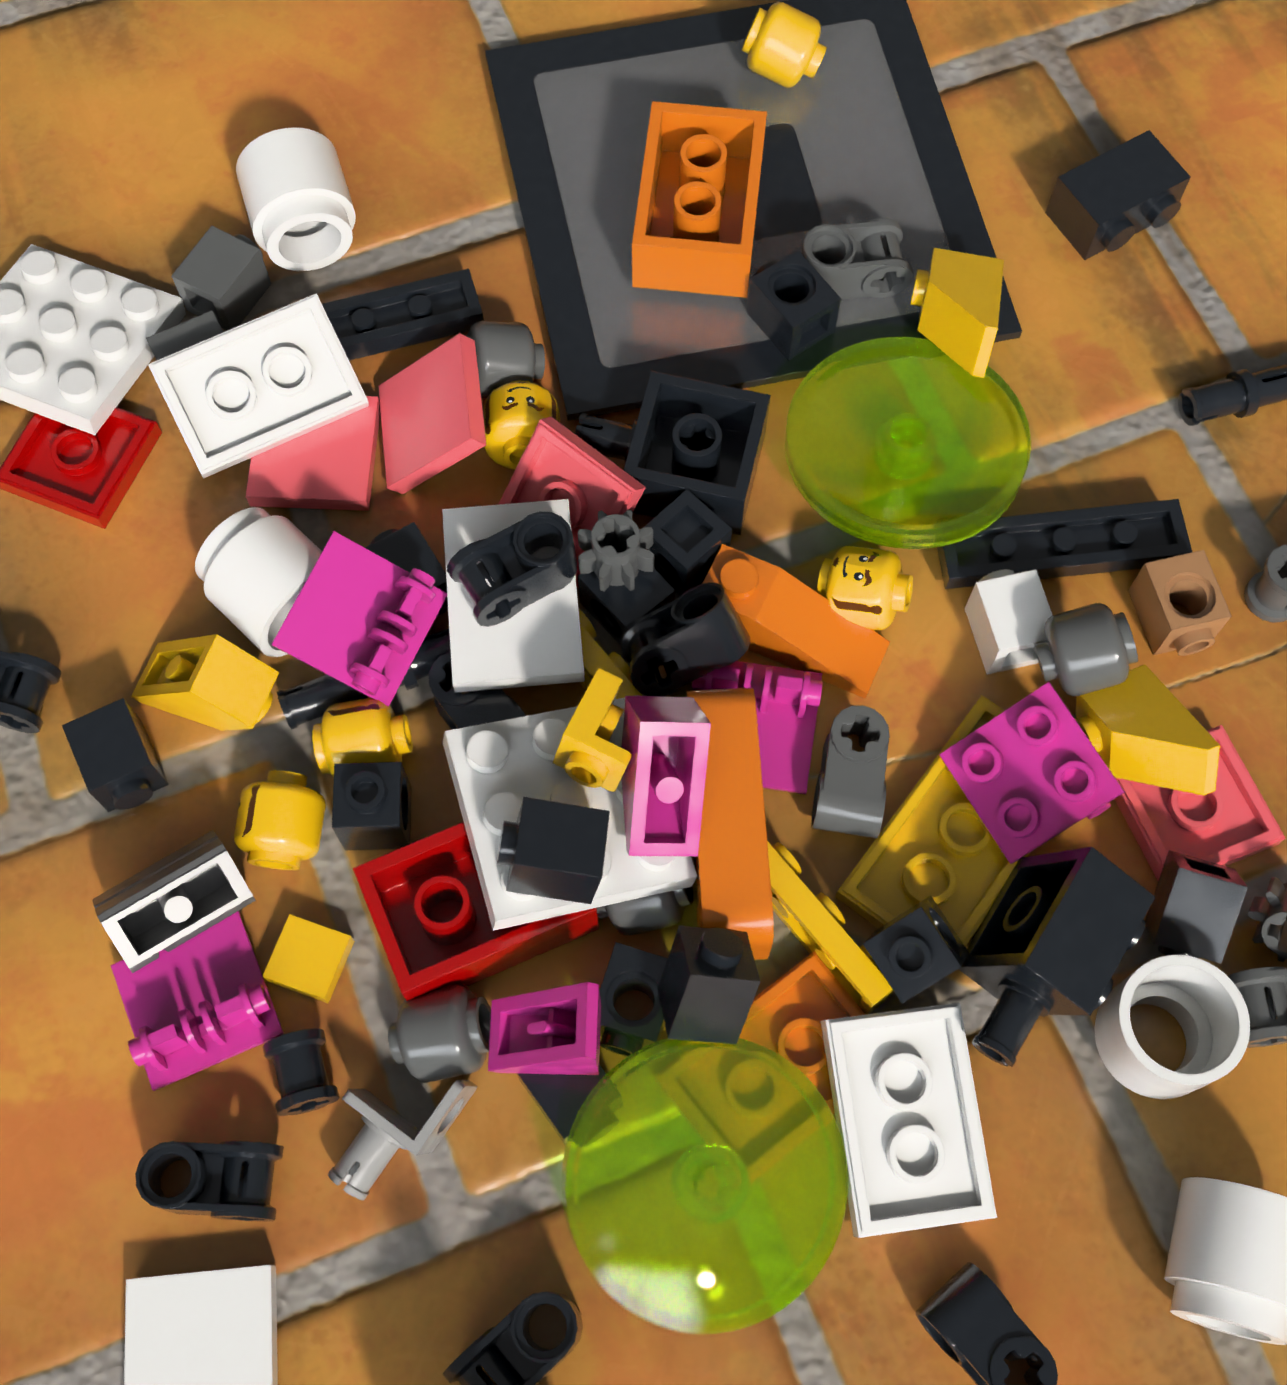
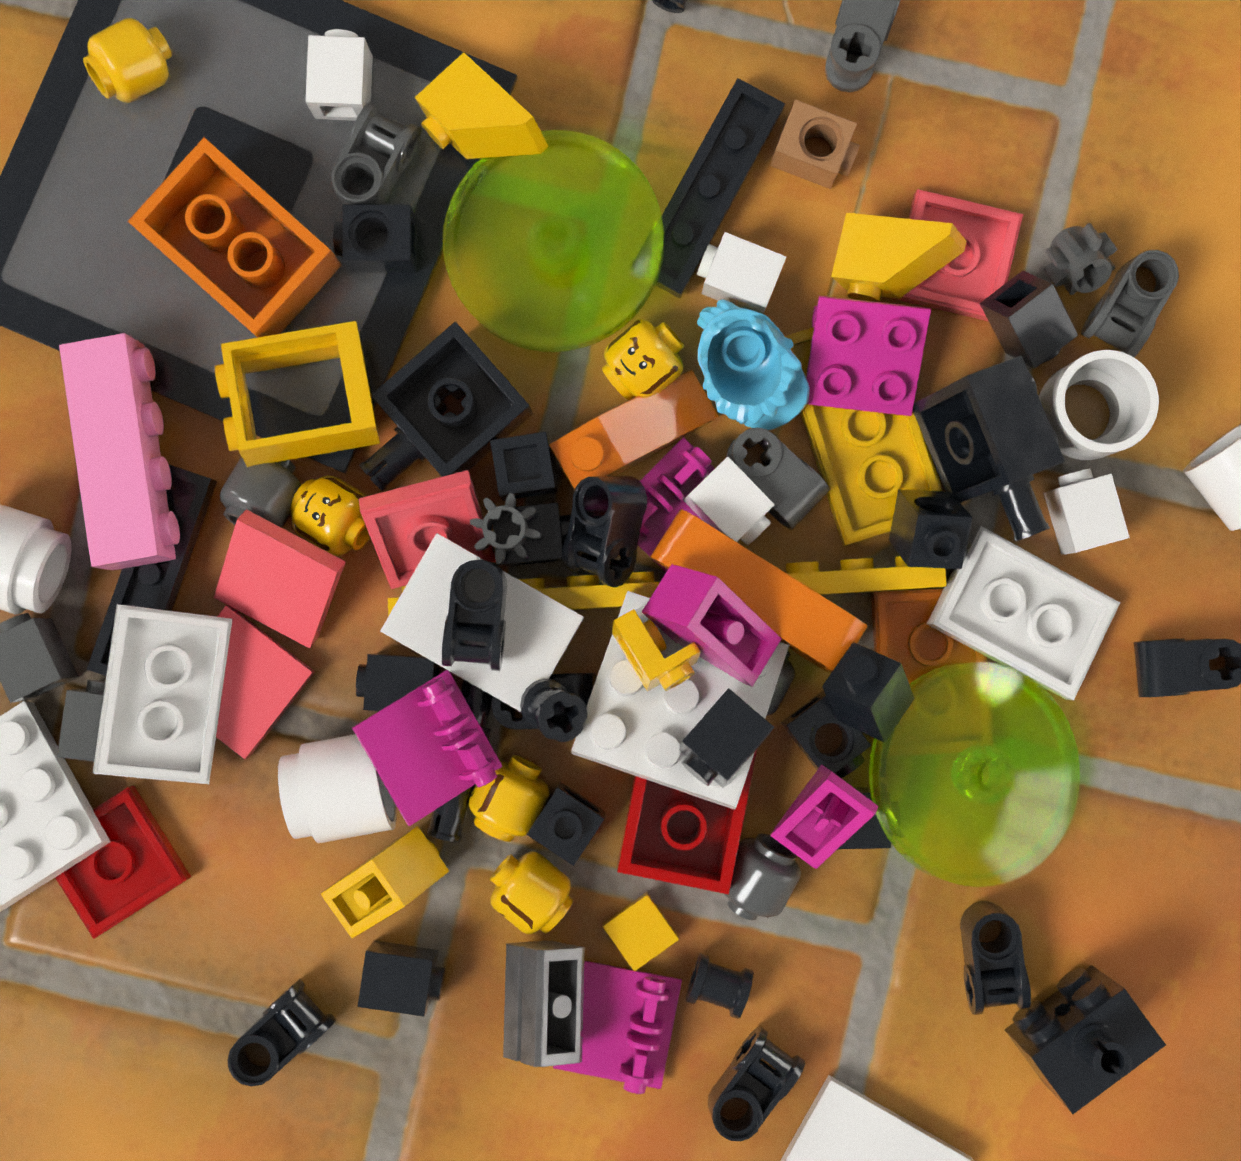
camera: 55 degrees left, 20 degrees up
(388, 1131) = (798, 954): light grey bracket -> none
(449, 226) = (119, 452): none -> bright pink brick
(453, 698) = (538, 710): none -> black bush
(638, 290) = (290, 350): none -> yellow window
(794, 744) = (731, 503): none -> white brick
(902, 188) = (338, 75): none -> white brick
(932, 679) = (750, 367): none -> medium azure hair
(1058, 1108) = (1085, 512): none -> white brick
(1086, 649) = (814, 250): dark grey head -> none

